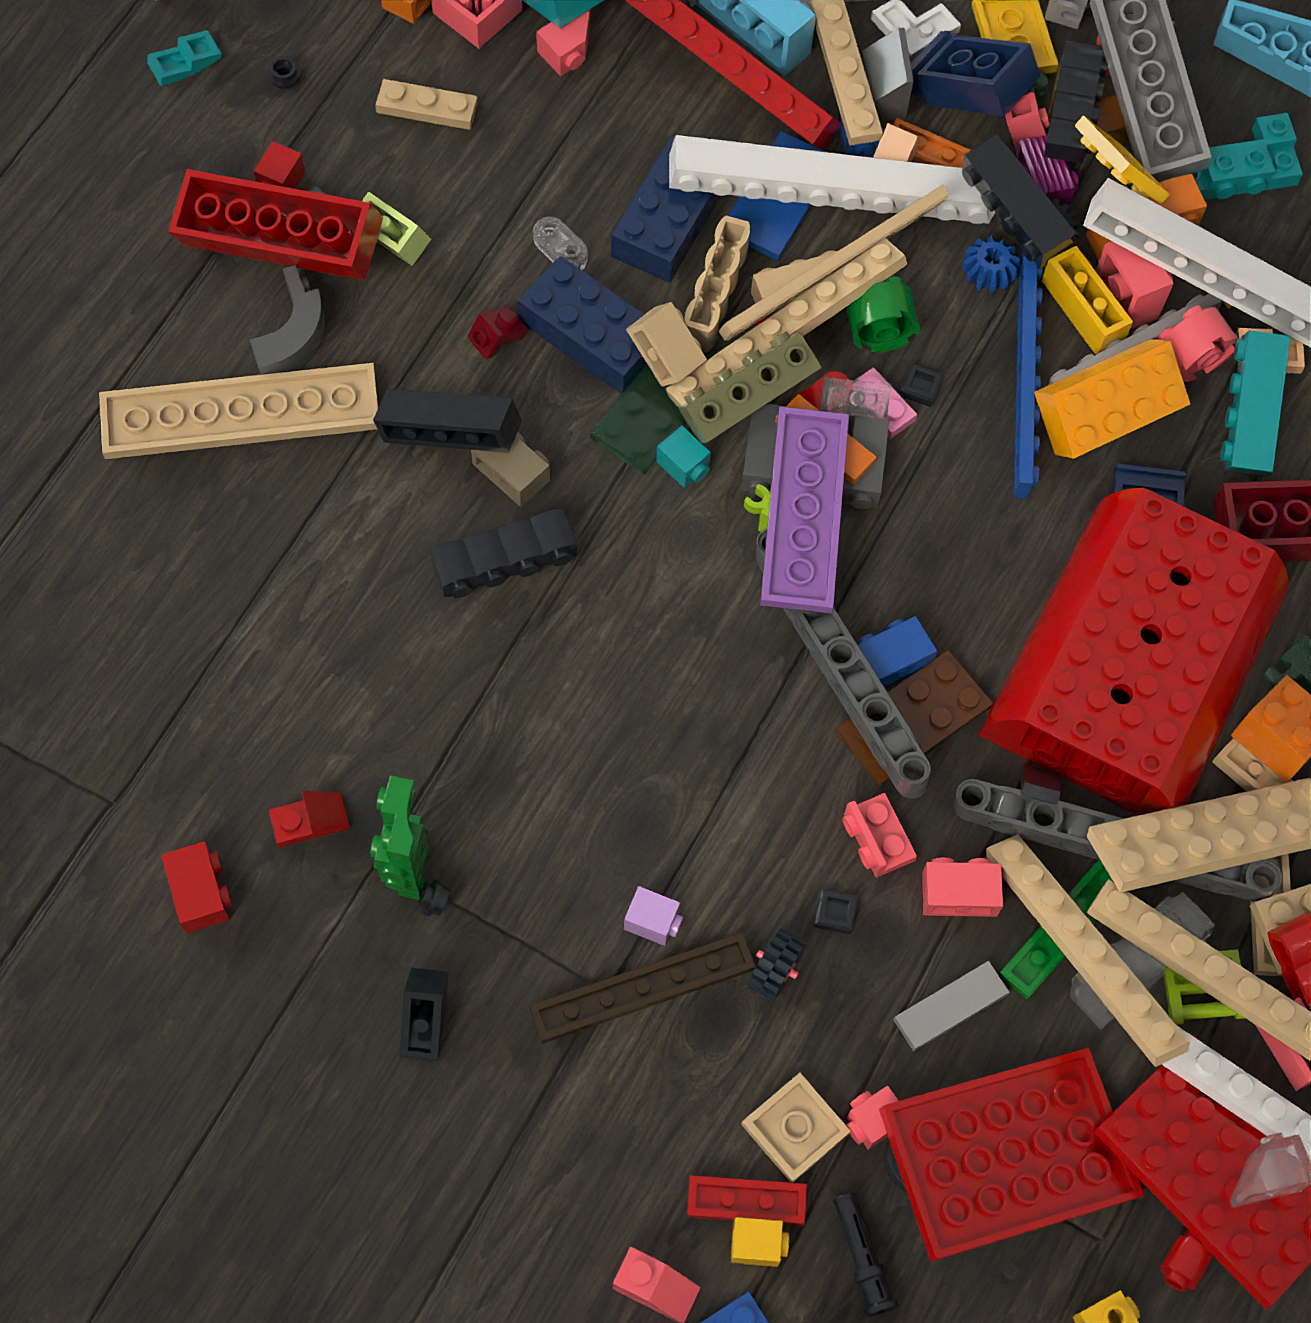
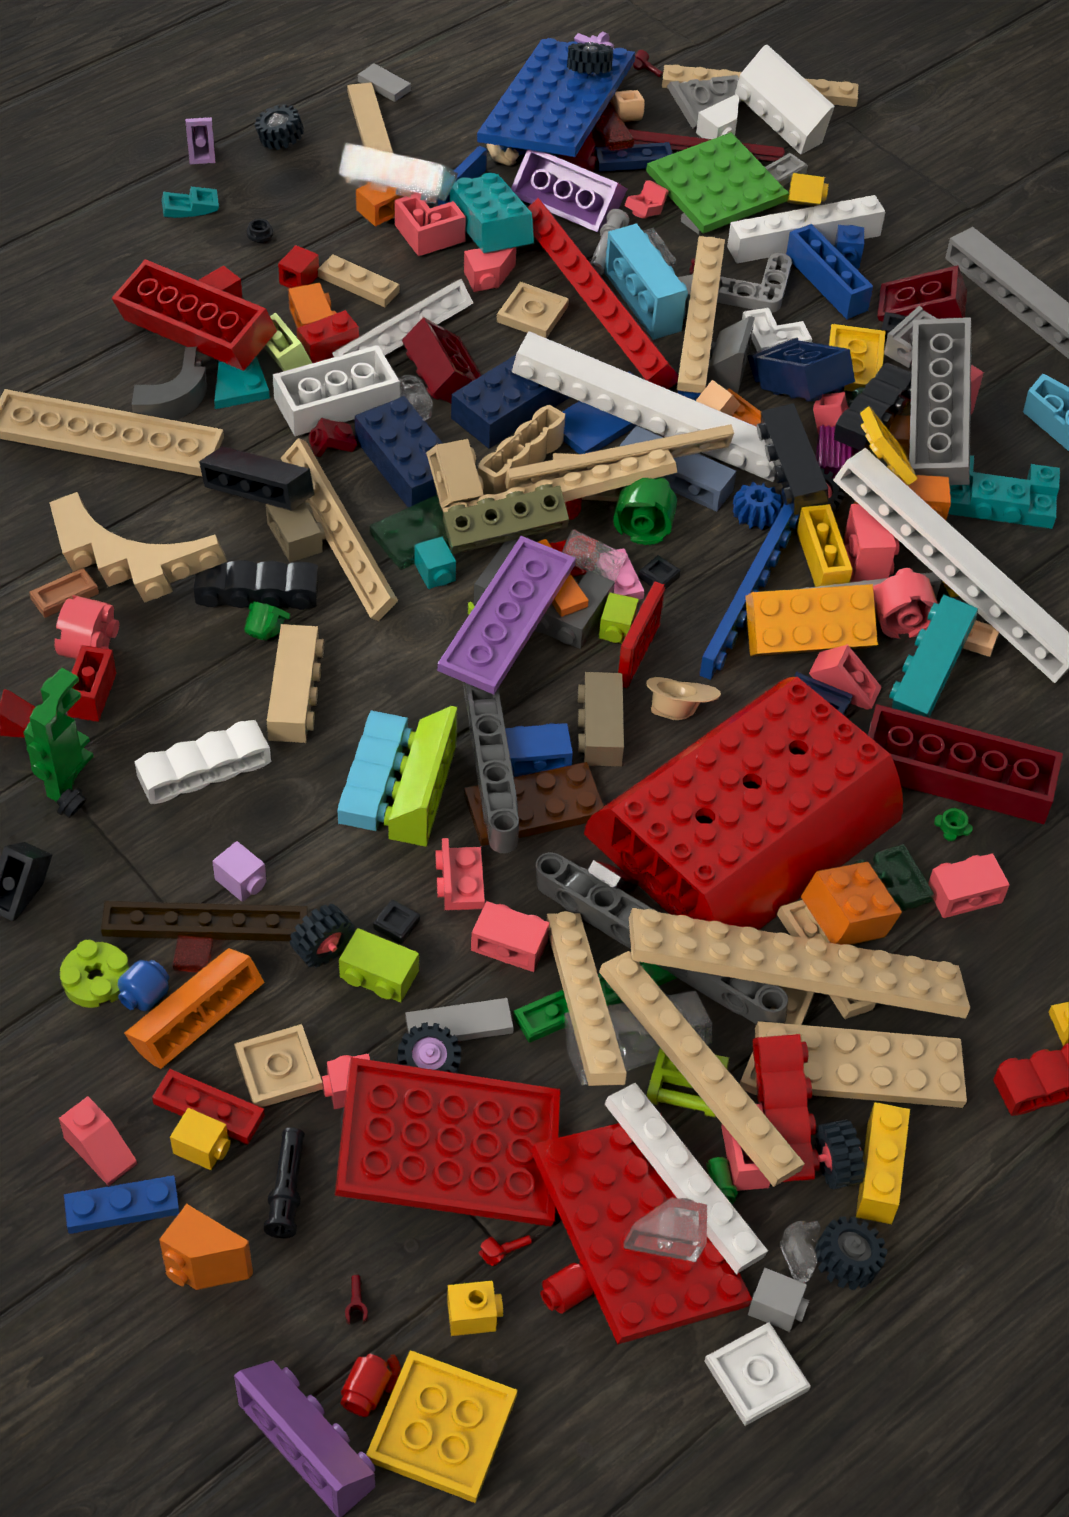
camera: 20 degrees right, 15 degrees down
(294, 634) = (52, 596): none -> nougat tile
(342, 577) = (121, 559): none -> tan arch
(350, 682) = (85, 623): none -> coral brick
(355, 113) = (298, 268): none -> red brick
(360, 298) = (240, 386): none -> teal wing
(386, 743) = (96, 675): none -> red brick
(399, 169) = (309, 304): none -> orange brick
(436, 198) = (327, 335): none -> red brick
(477, 268) = (335, 389): none -> white brick
(509, 156) = (434, 308): none -> white plate
(533, 596) = (264, 621): none -> green piece
(549, 797) = (200, 762): none -> white brick
(565, 453) = (343, 536): none -> tan plate
(571, 1107) = (89, 957): none -> lime plate
(575, 189) = (440, 359): none -> dark red slope
(602, 664) = (293, 683): none -> tan brick
(615, 1088) = (143, 985): none -> blue head
(641, 83) = (532, 310): none -> tan plate
(646, 1029) = (192, 953): none -> clear red tile
(679, 1092) = (195, 1007): none -> orange brick
(735, 741) = (373, 771): none -> medium azure brick
(793, 734) = (422, 778): none -> lime slope
(845, 974) = (378, 965): none -> lime brick
(907, 461) = (617, 617): none -> lime brick
(925, 247) = (696, 475): none -> sand blue brick
(942, 592) = (601, 719): none -> dark tan brick
(943, 1058) = (430, 1049): none -> black wheel
(945, 477) = (641, 633): none -> red tile
(1012, 537) = (678, 699): none -> tan piece
(1096, 1249) = (494, 1253): none -> red hand
(1168, 448) = (846, 672): none -> coral slope
(1279, 1081) = (720, 1174): none -> green pin

